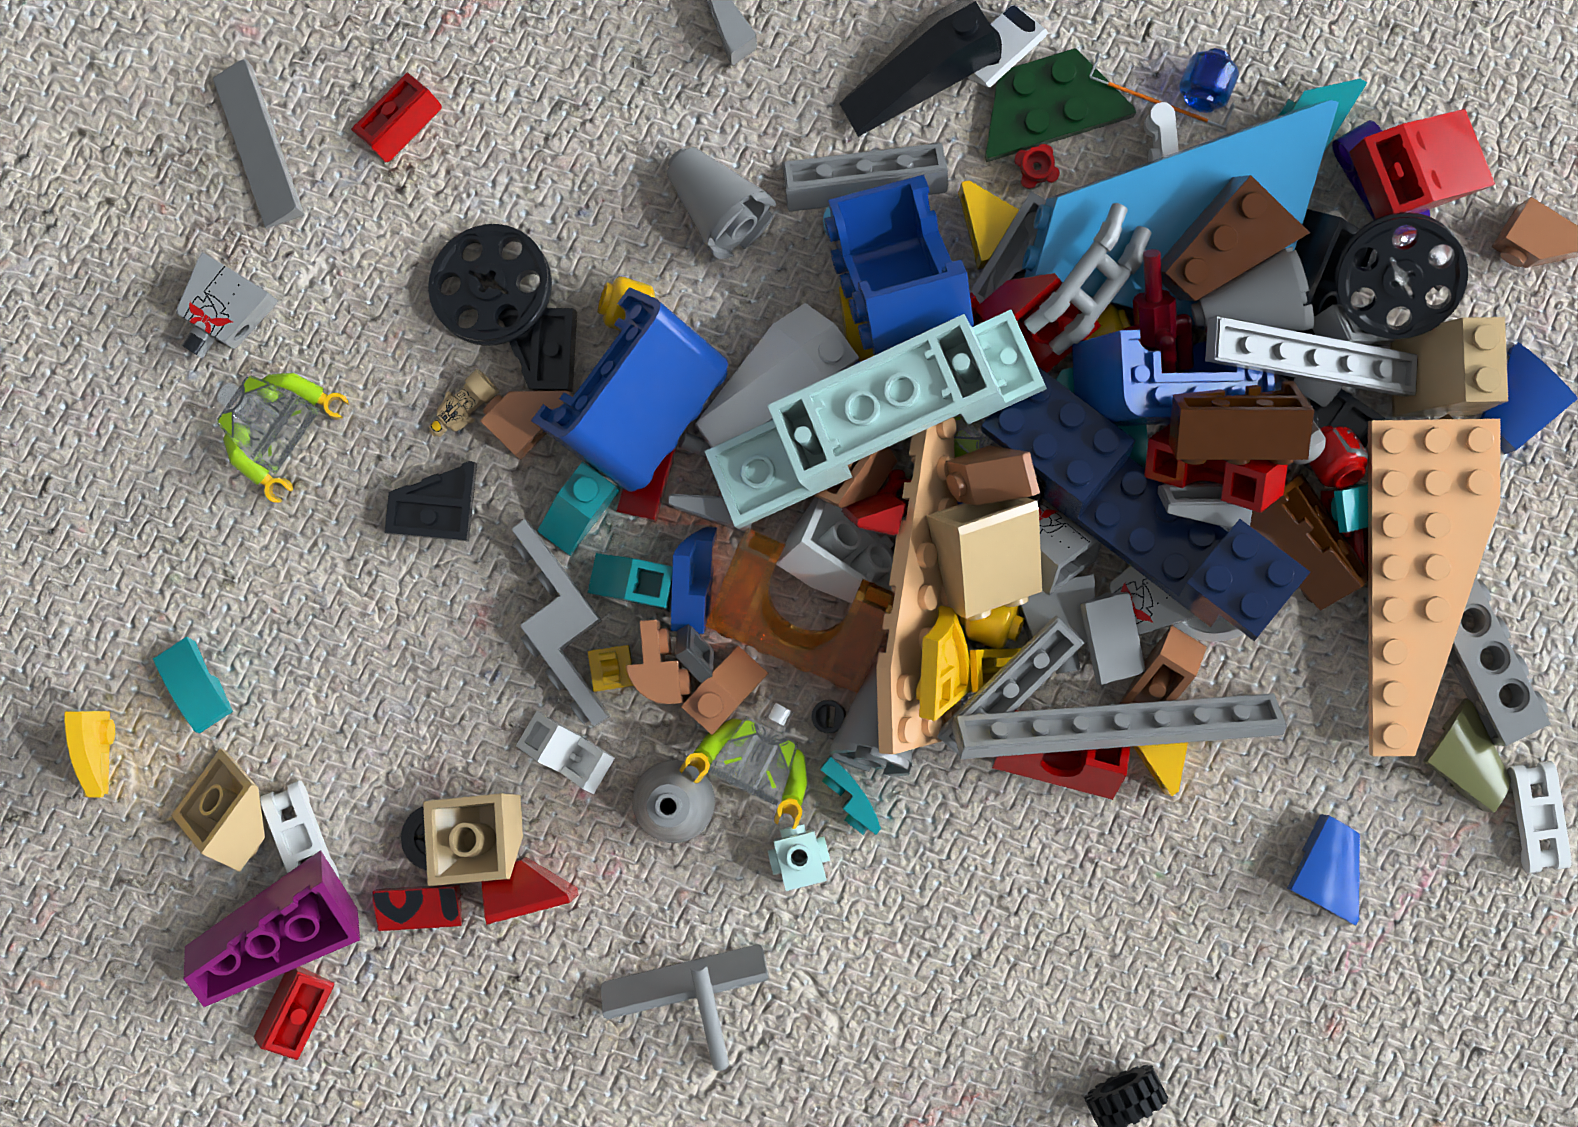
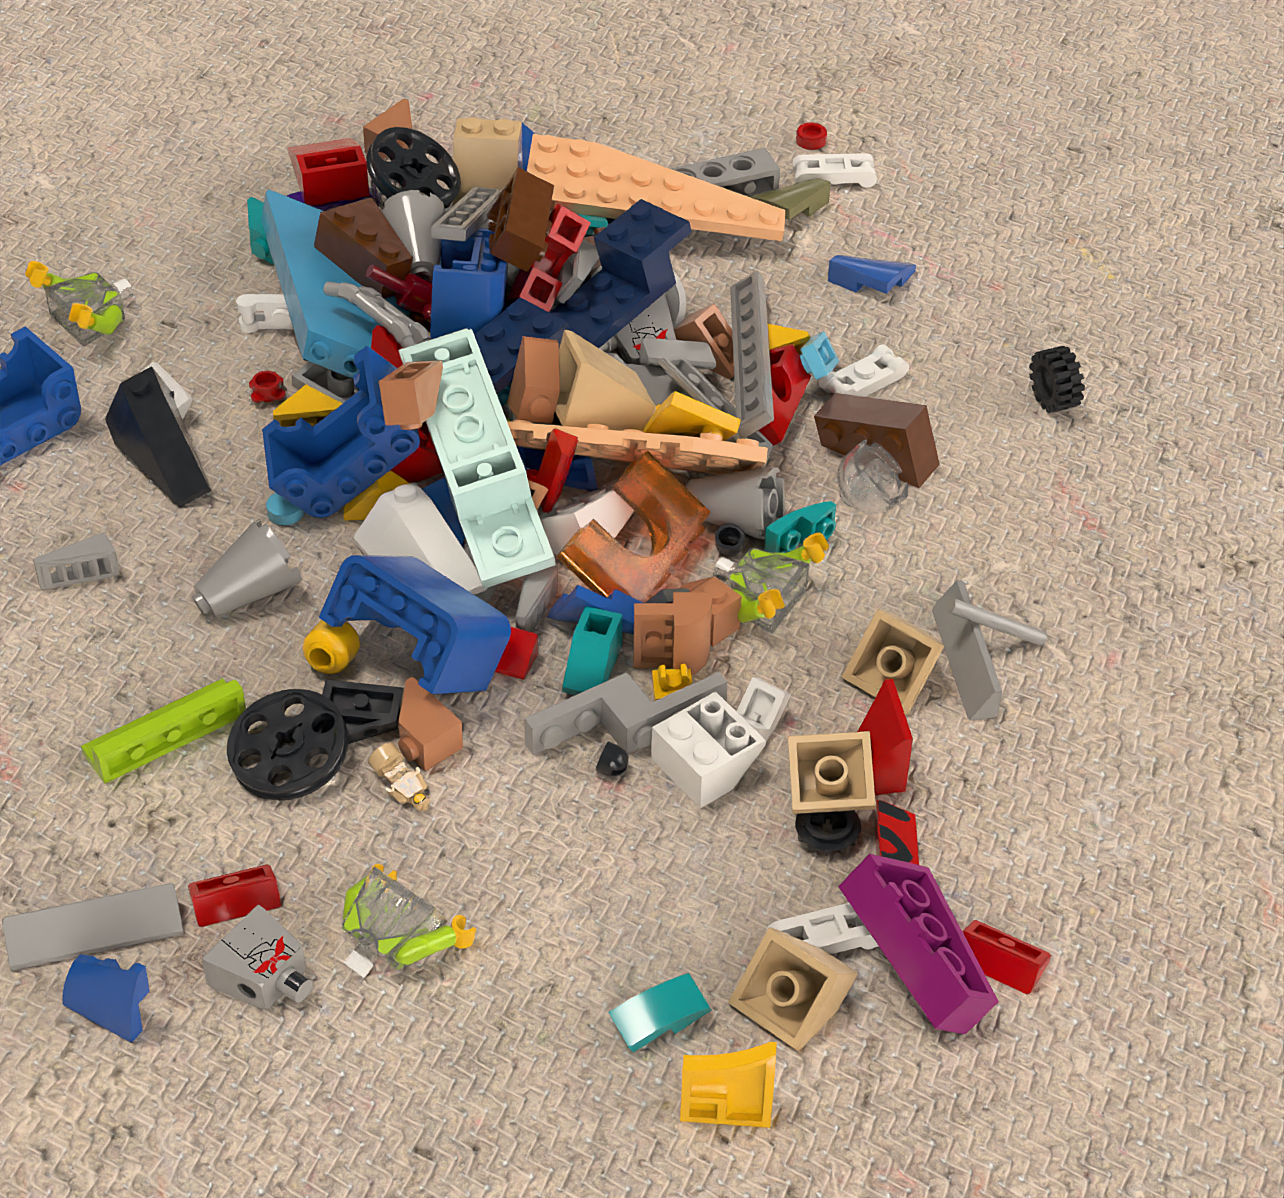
camera: 85 degrees left, 40 degrees down
(179, 163) = (107, 994): none -> blue slope
(313, 265) = (234, 895): none -> red slope
(397, 117) = (95, 816): red slope -> none
(435, 506) = (499, 803): black wing -> none
(497, 160) = (165, 729): none -> lime fence
(502, 613) = (612, 760): none -> black hinge
(512, 709) = (705, 748): none -> white slope
(577, 508) = (511, 687): teal slope -> none
(658, 906) = (895, 651): none -> tan slope
(693, 801) = (801, 638): light grey cone -> none
(802, 873) = (855, 560): light aqua brick -> none
(816, 180) = (245, 488): light grey slope -> none
(888, 336) = (411, 393): none -> nougat slope
(926, 876) = (870, 479): none -> clear cylinder
(1011, 879) = (895, 425): none -> reddish brown wedge
(1050, 103) = (215, 377): dark green wing -> none
(1133, 862) = (866, 374): none -> white plate
(1137, 808) = (818, 356): none -> medium azure plate
(1157, 101) = (225, 323): orange piece -> none
(1209, 80) = (223, 282): clear blue head -> none

